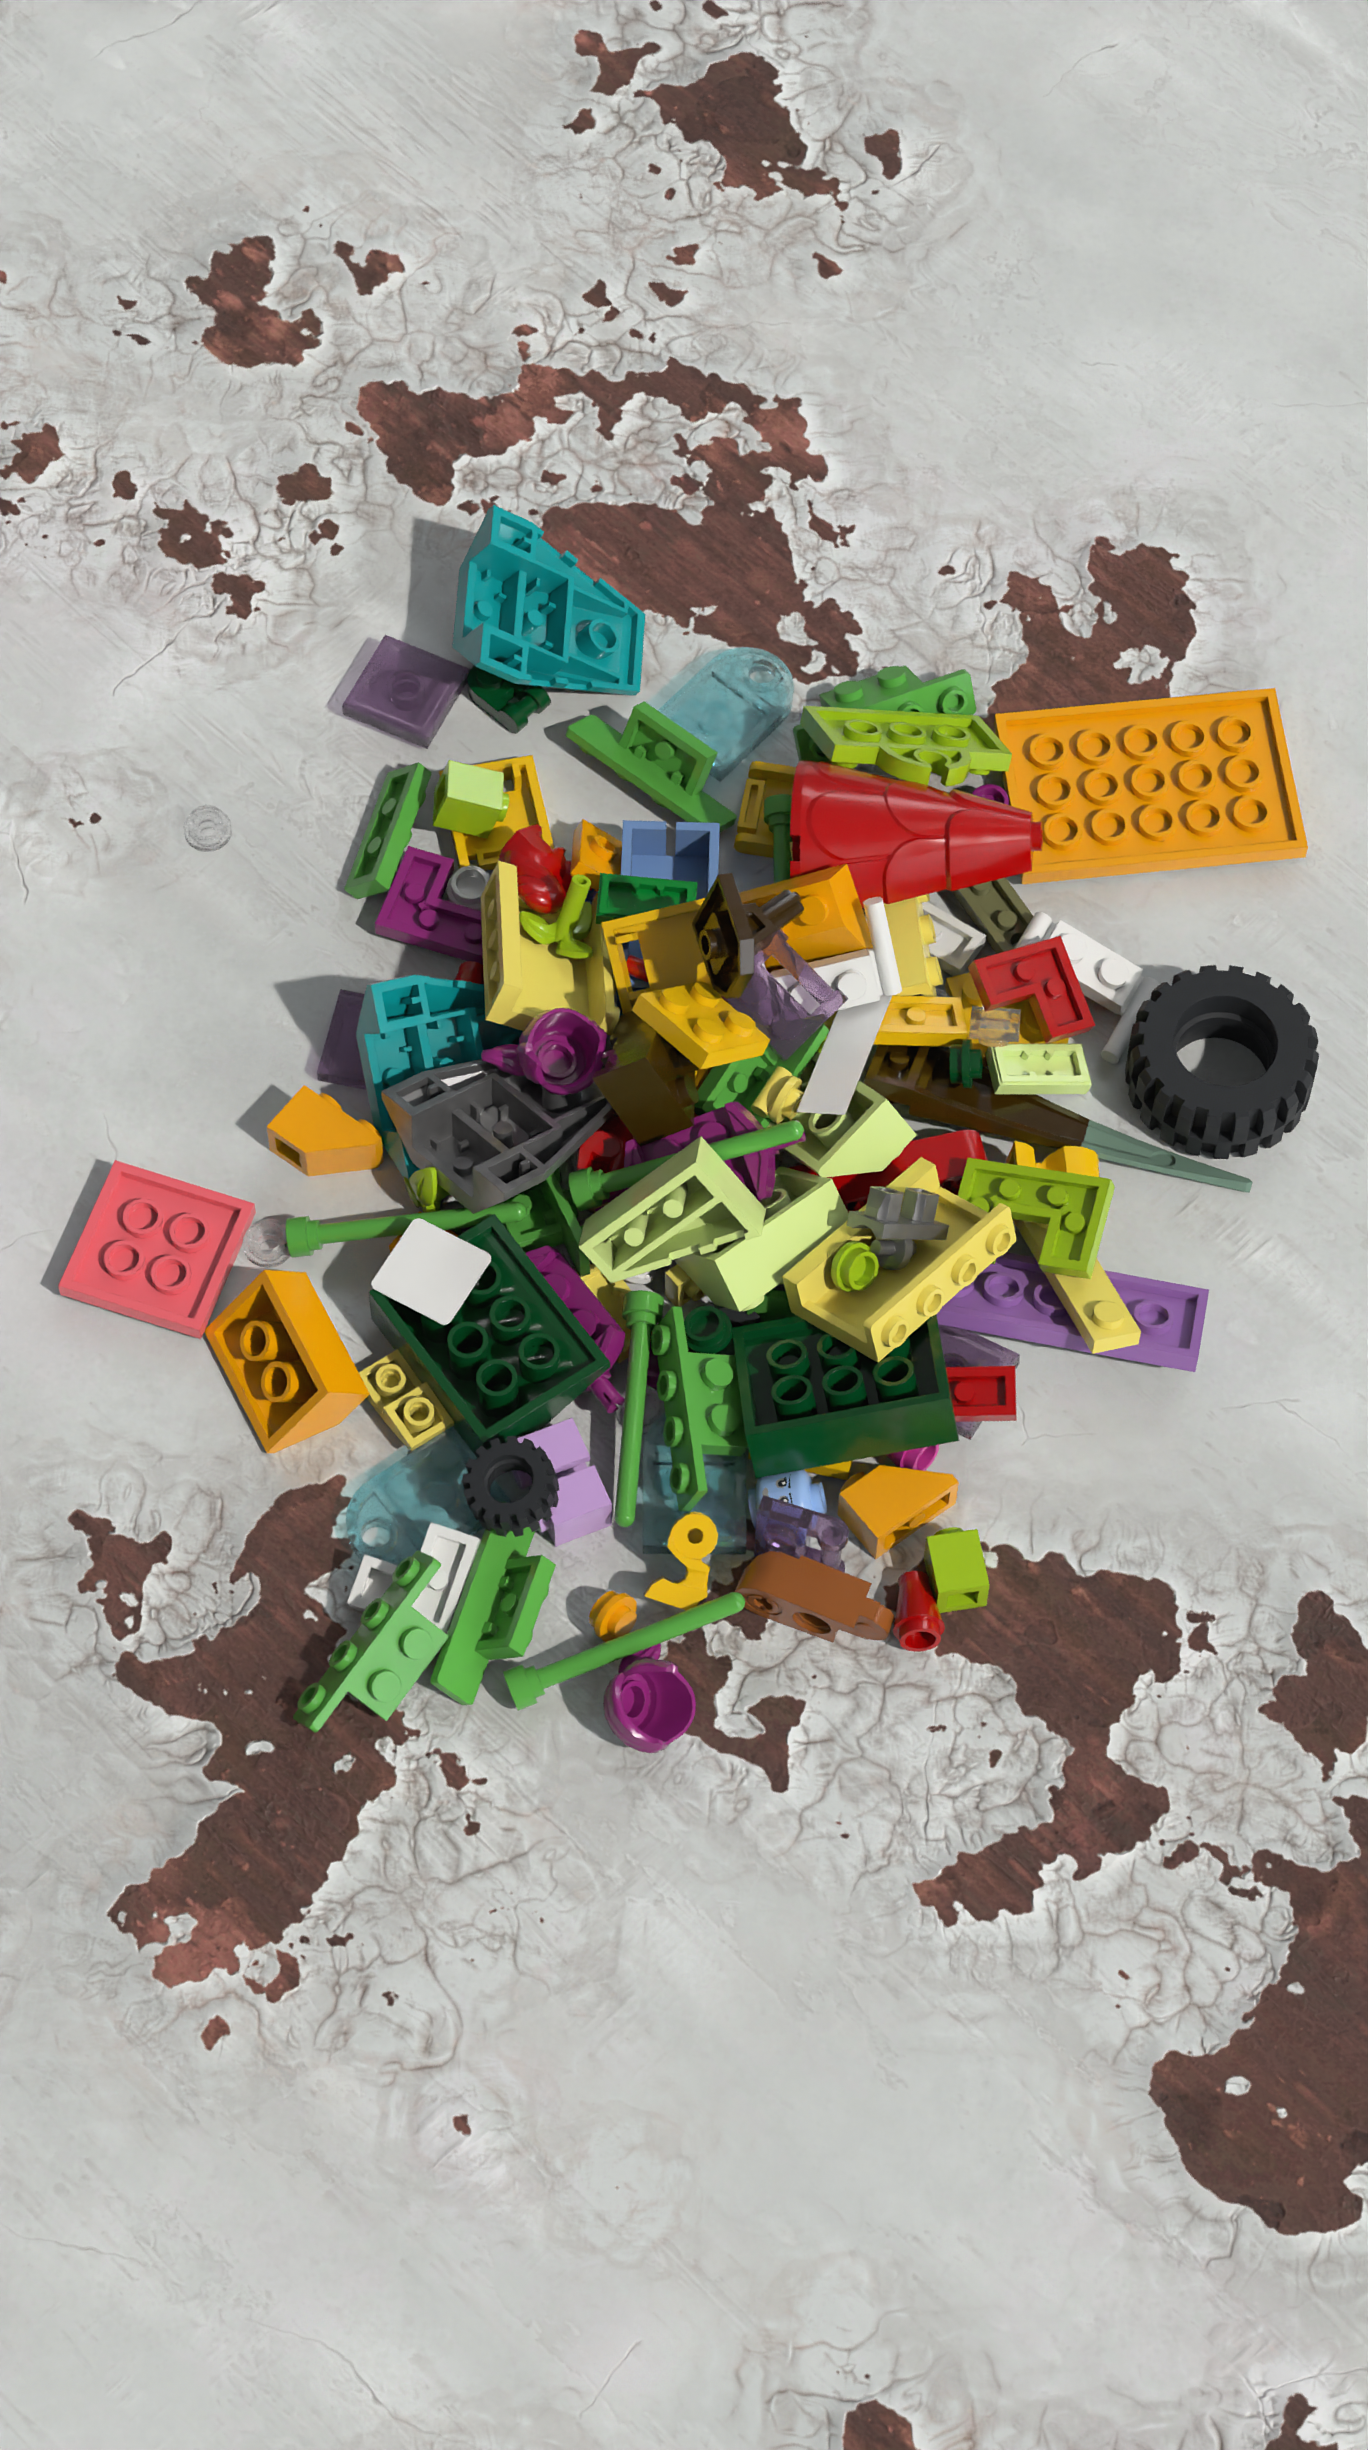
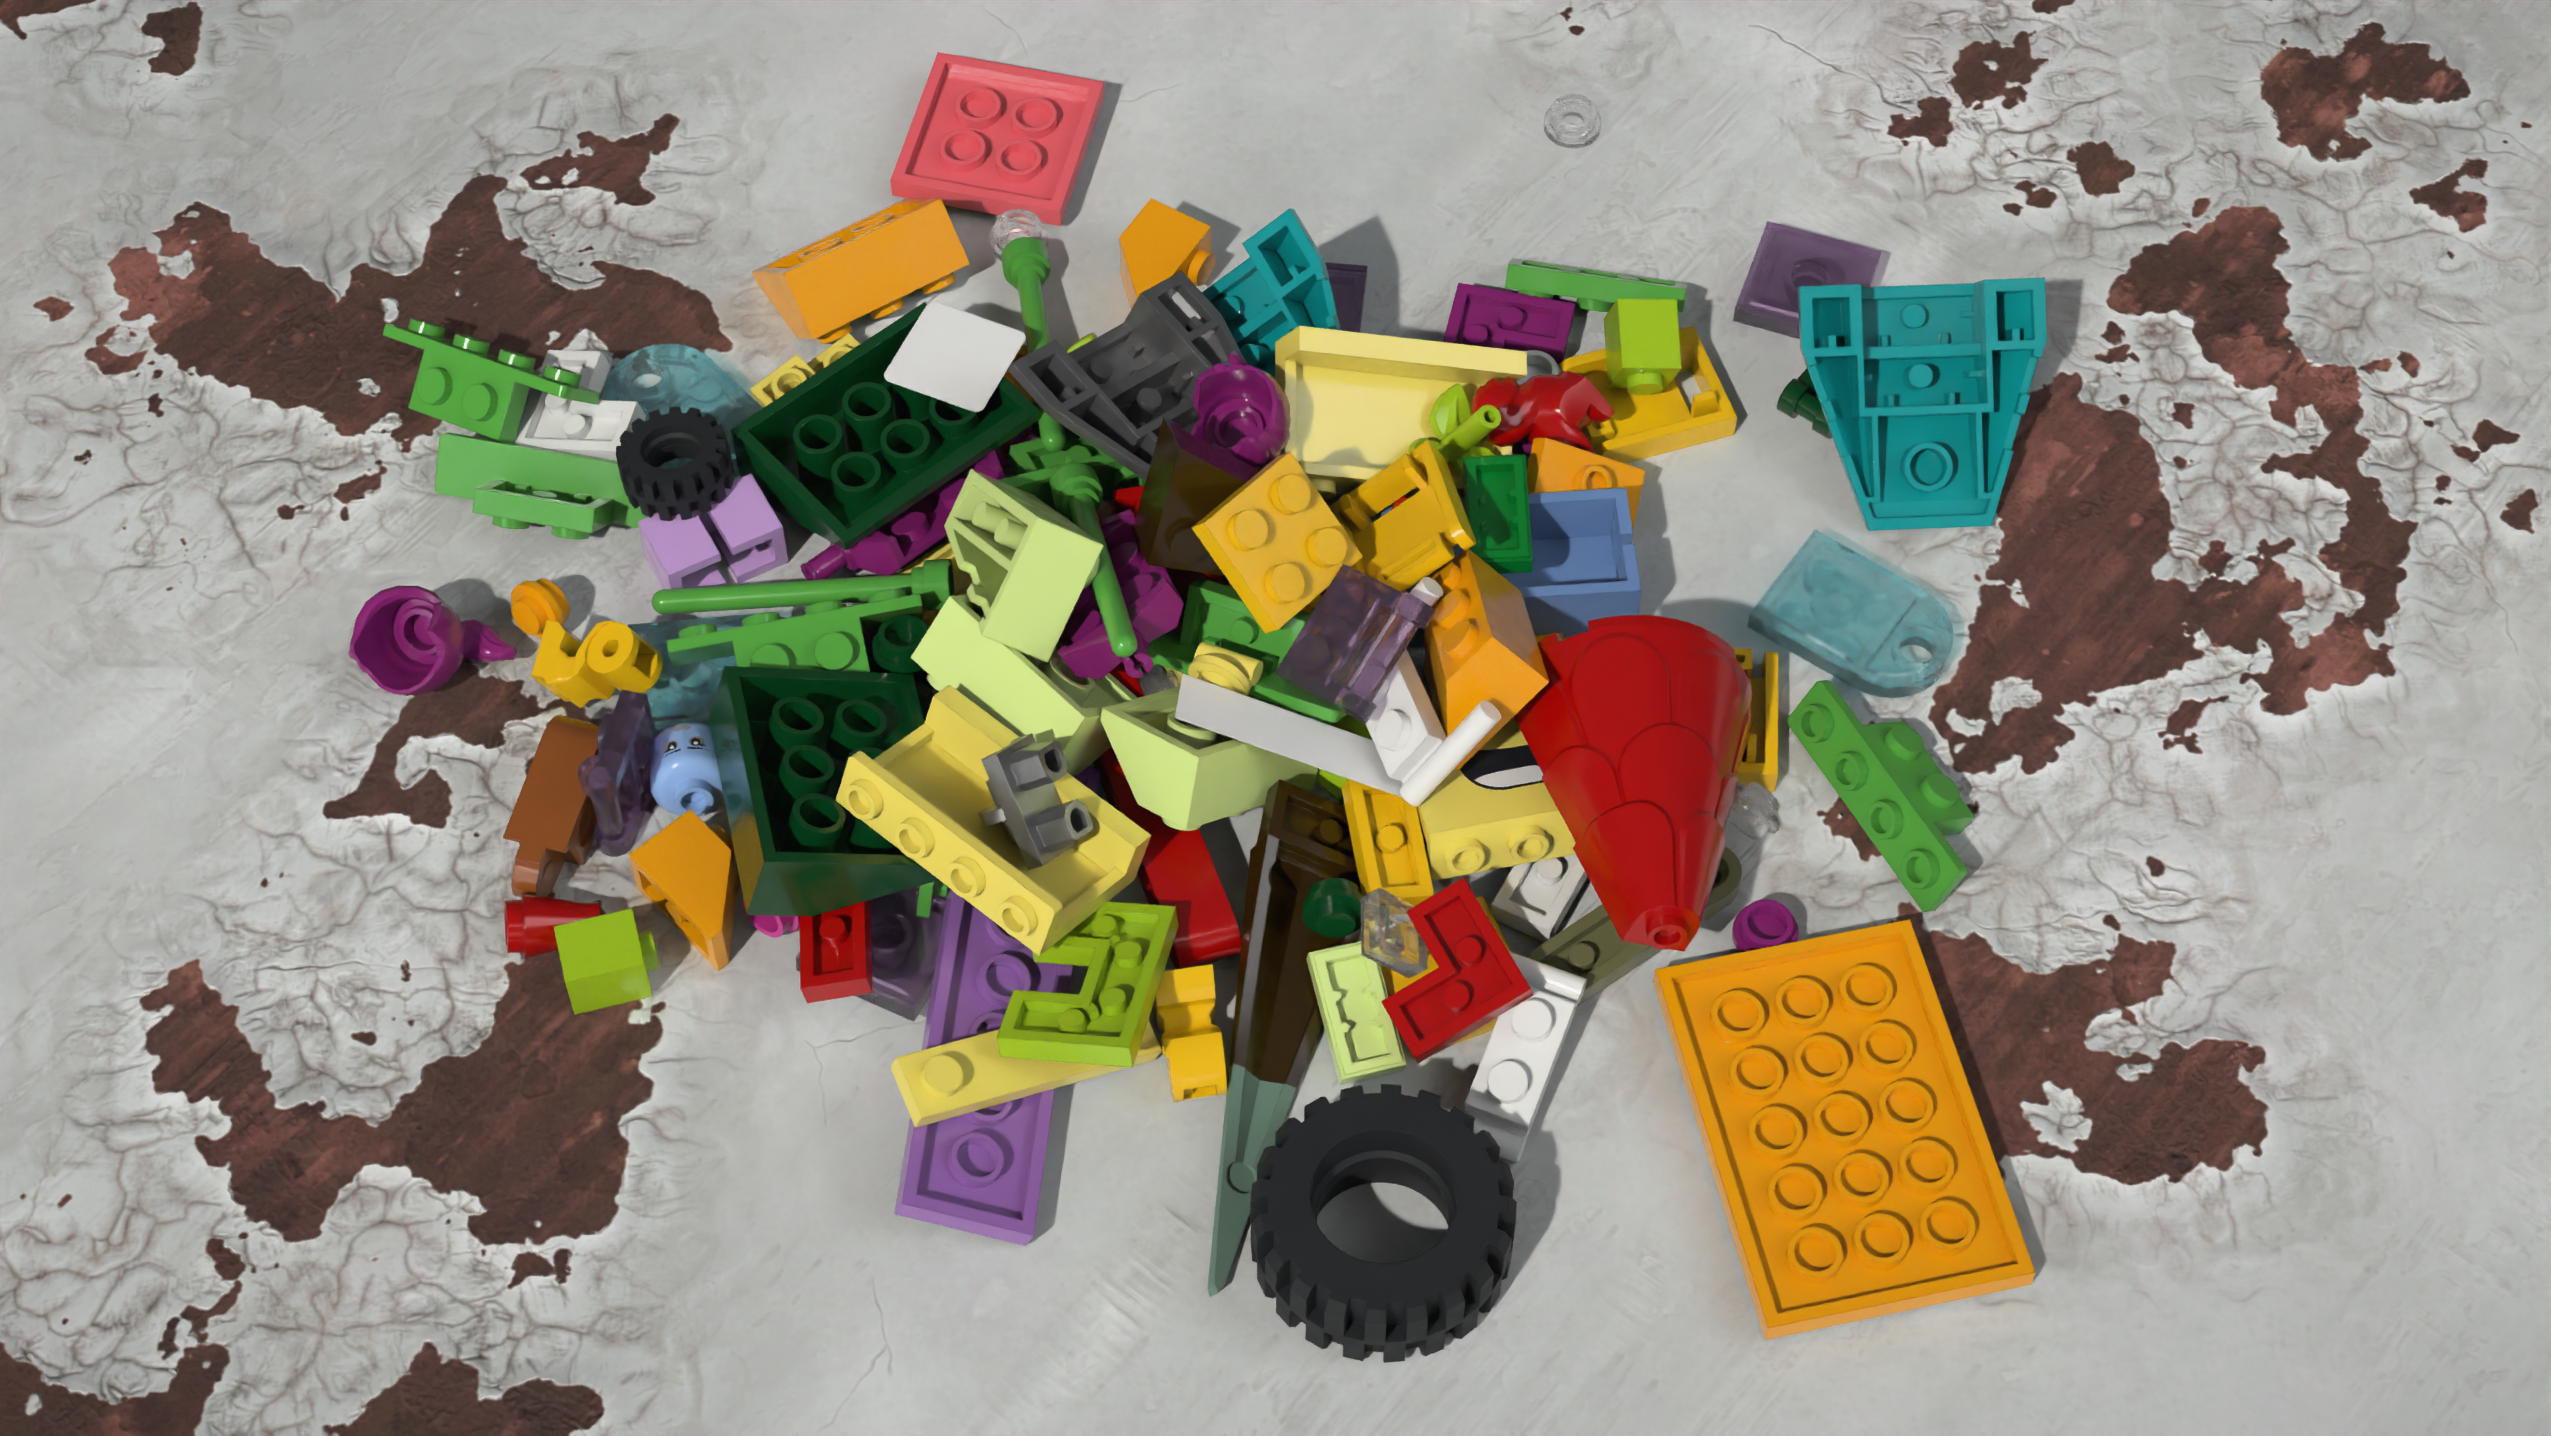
camera: 85 degrees right, 5 degrees down
(530, 1683) = (452, 534): bright green piece -> none
(658, 760) = (1745, 542): bright green bracket -> none
(736, 932) = (1390, 540): dark brown piece -> none
(854, 1267) = (963, 765): lime plate -> none
(907, 742) = (1813, 795): lime plate -> none

